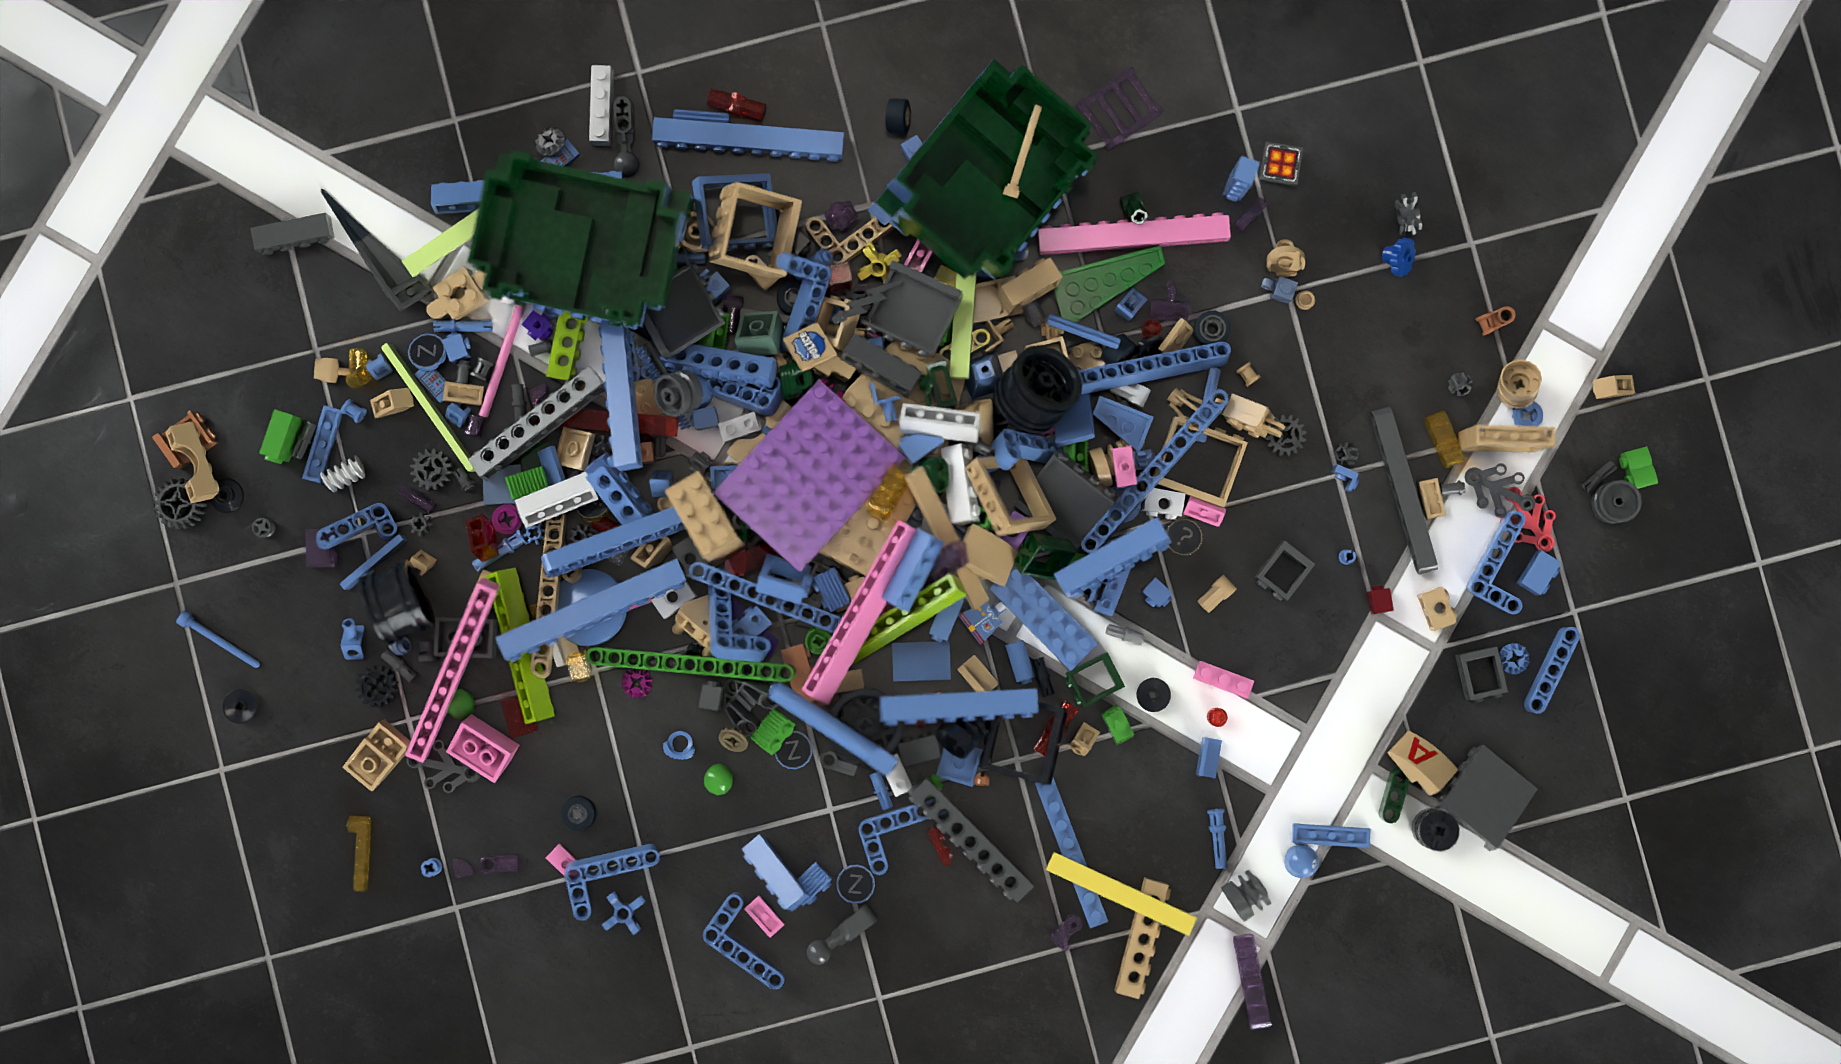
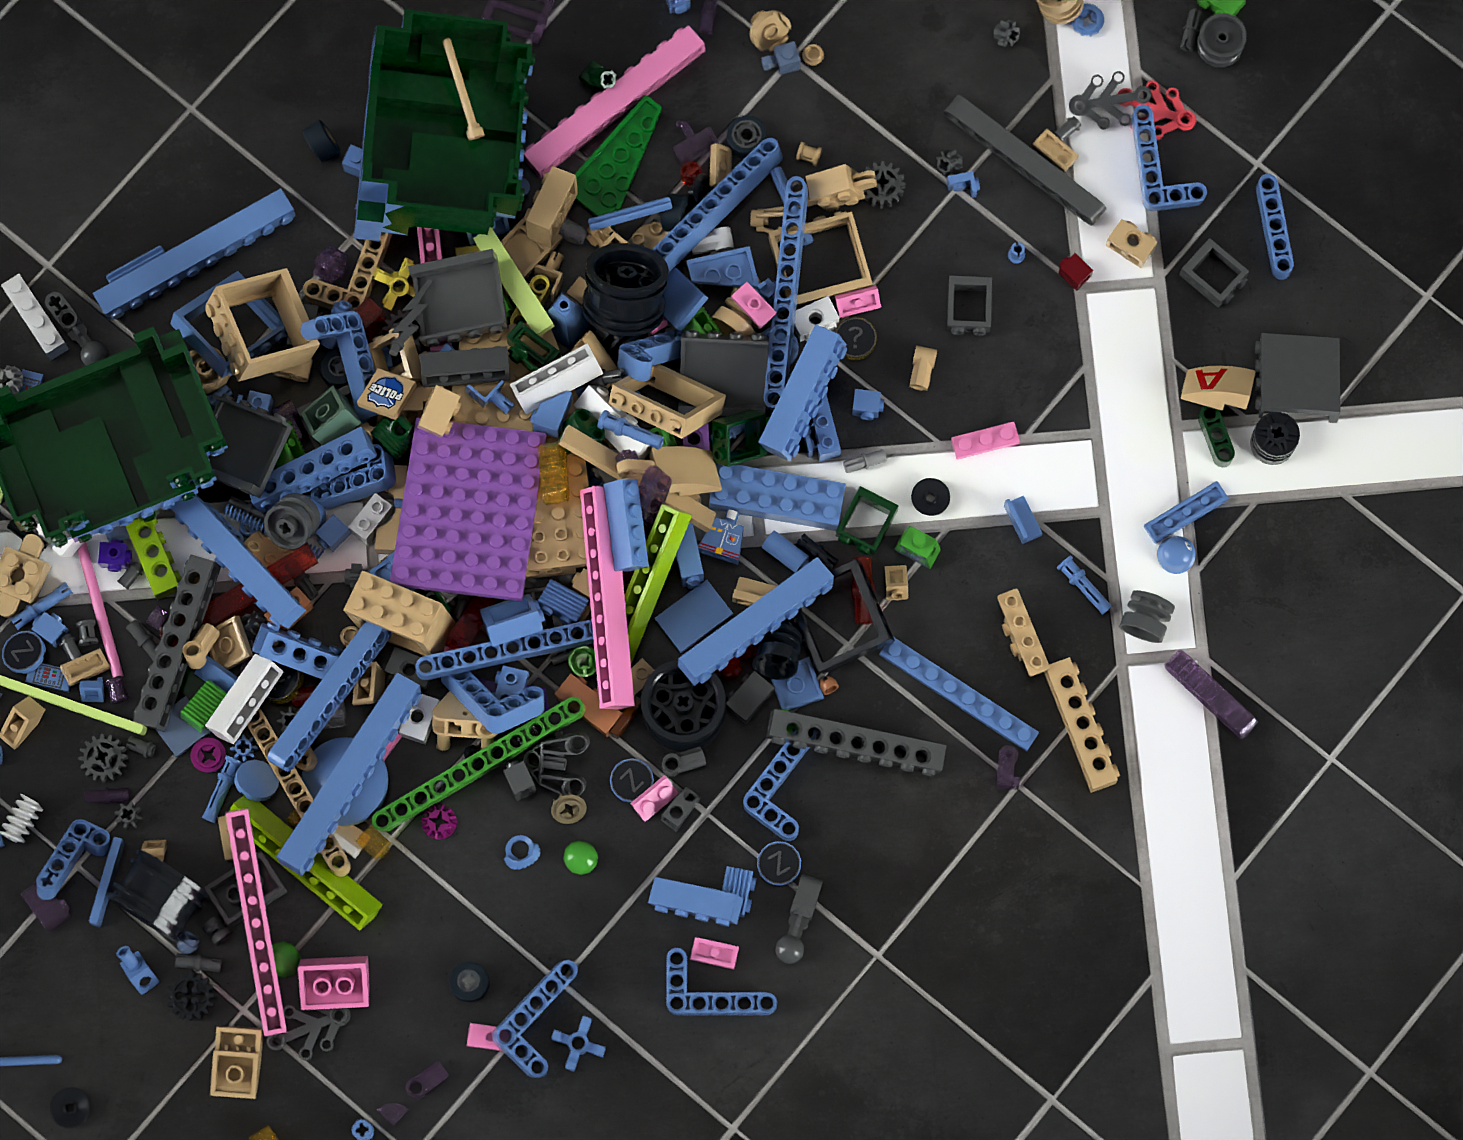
camera: 35 degrees left, 10 degrees down
(482, 537) = (197, 784): clear red brick -> none
(514, 718) = (346, 934): clear red plate -> none
(526, 562) = (256, 780): none -> medium blue tile
(553, 438) = (197, 649): none -> tan piece
(660, 482) = (334, 620): medium blue slope -> none
(736, 104) = (161, 231): clear red piece -> none
(773, 731) = (600, 774): bright green brick -> none
(800, 775) = (654, 798): none -> bright pink plate
(813, 795) = (680, 809): none -> dark grey leg
(833, 728) = (650, 720): medium blue brick -> none
(836, 388) = (438, 411): none -> tan brick
(881, 790) = (741, 760): medium blue axle -> none
(898, 778) = (744, 734): white brick -> none
(943, 852) = (832, 771): clear red plate -> none
(949, 519) = (626, 454): none -> clear purple tile
(949, 532) = (633, 468): none -> tan beam
(960, 493) = (621, 427): none -> medium blue pin
(1121, 893) = (1031, 694): light yellow tile -> none
(1130, 304) = (656, 166): medium blue slope -> none
(1147, 843) = (1022, 633): none -> tan bracket
(1218, 719) = (1004, 472): clear red wheel -> none
(1444, 439) = (1028, 91): clear yellow beam -> none
(1506, 653) = (1235, 250): medium blue gear -> none
(1507, 438) = (1080, 48): tan window -> none
(1539, 573) = (1200, 149): medium blue brick -> none

